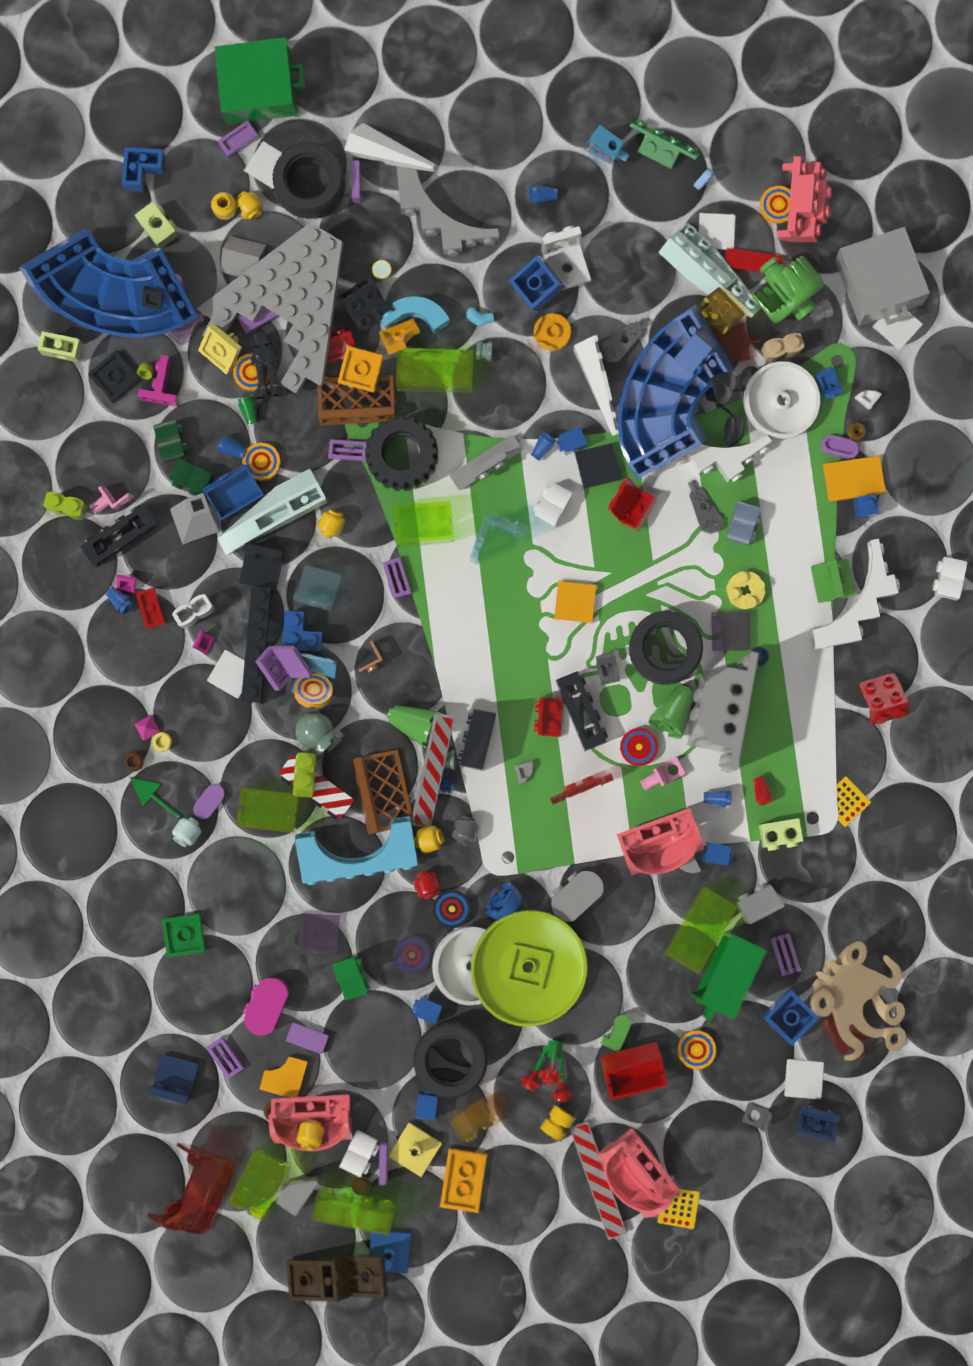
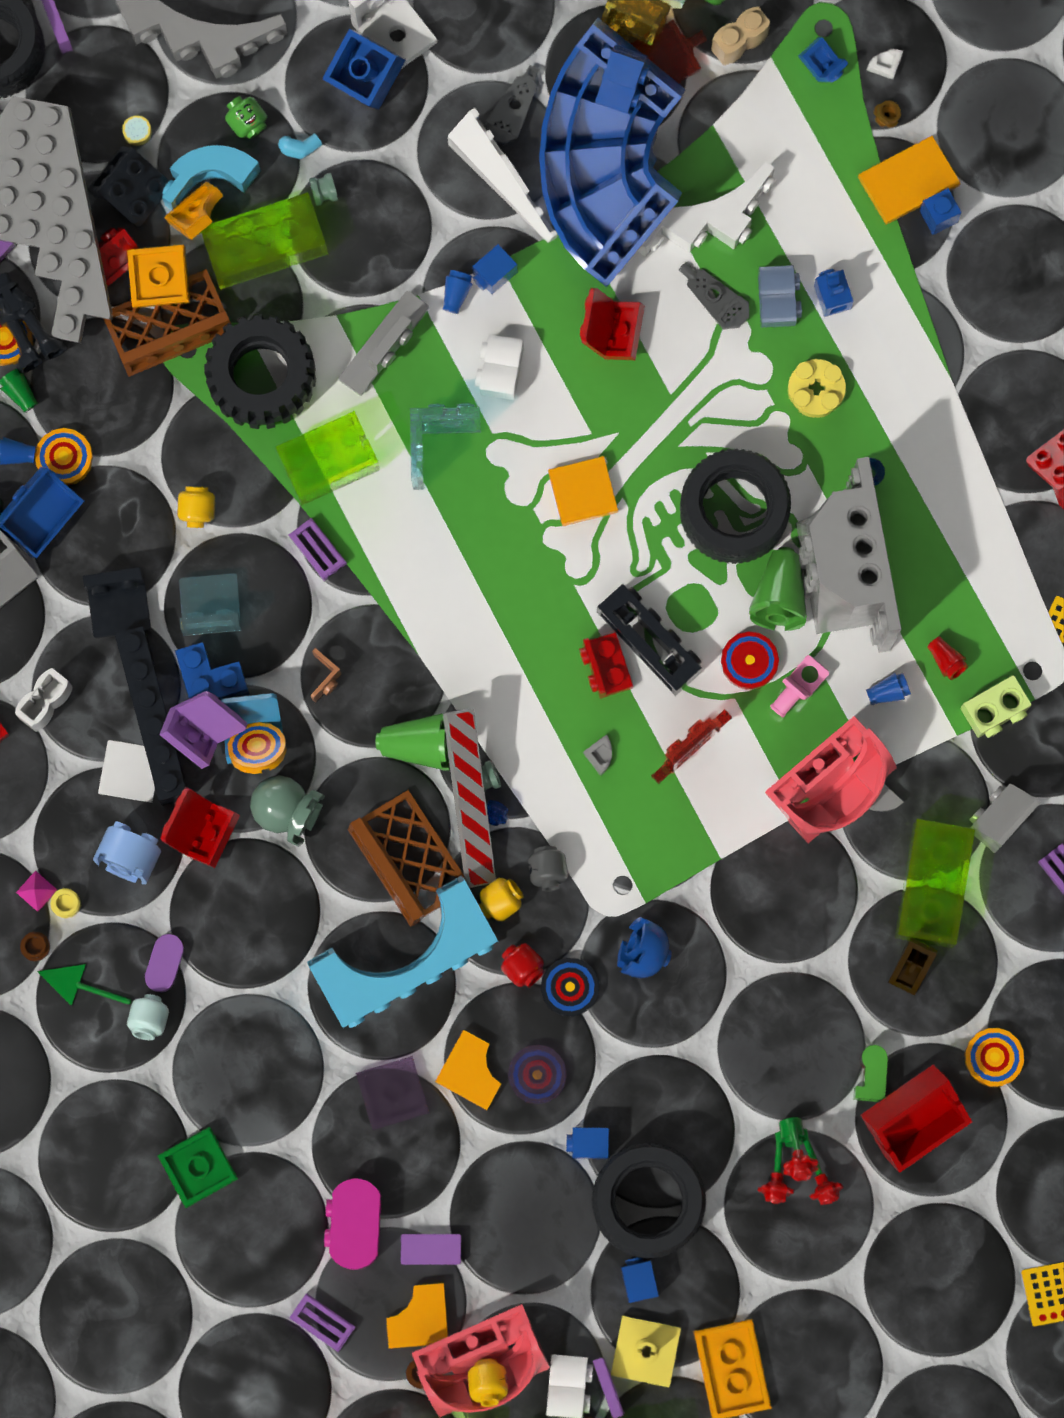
camera: 20 degrees left, 5 degrees down
(174, 1079) = (260, 1379): dark blue bracket -> none
(203, 642) = (73, 739): dark pink slope -> none
(209, 726) = (128, 853): none -> light blue brick
(260, 726) = (199, 828): none -> red bracket
(268, 810) = (254, 942): clear neon green piece -> none
(275, 510) = (109, 517): light aqua wedge -> none
(304, 774) = (289, 869): lime brick -> none
(324, 792) = (311, 884): brick -> none
(347, 450) = (207, 400): medium lavender tile -> none
(350, 976) = (461, 1136): green brick -> none
(369, 938) = (468, 1072): none -> light orange tile
(452, 286) = (246, 117): none -> bright green head
(453, 965) = (627, 1056): white dish -> none
(471, 1119) = (712, 1274): clear yellow brick -> none
(477, 739) = (516, 732): black slope -> none
(536, 994) = (752, 1038): lime dish -> none
(552, 332) = (409, 130): light orange tile -> none
(557, 1123) = (836, 1235): yellow wheel -> none
(576, 895) = (740, 901): light grey brick -> none
(597, 466) = (543, 291): black tile -> none
(597, 1181) = (925, 1297): tile -> none
(607, 668) = (663, 566): dark grey bracket -> none
(635, 1174) = (976, 1263): coral piece -> none
(667, 975) = (912, 966): none -> dark brown slope
(717, 854) = (918, 769): blue brick -> none
(720, 393) = (679, 110): black plant -> none
(728, 976) = (1000, 929): green container -> none
(730, 631) = (817, 452): tile -> none
(778, 533) = (833, 292): none -> blue brick
(781, 400) = (766, 106): white dish -> none
(833, 580) = (933, 330): bright green bracket -> none
(839, 447) = (872, 143): medium lavender tile -> none
(876, 586) = (995, 350): white arch -> none

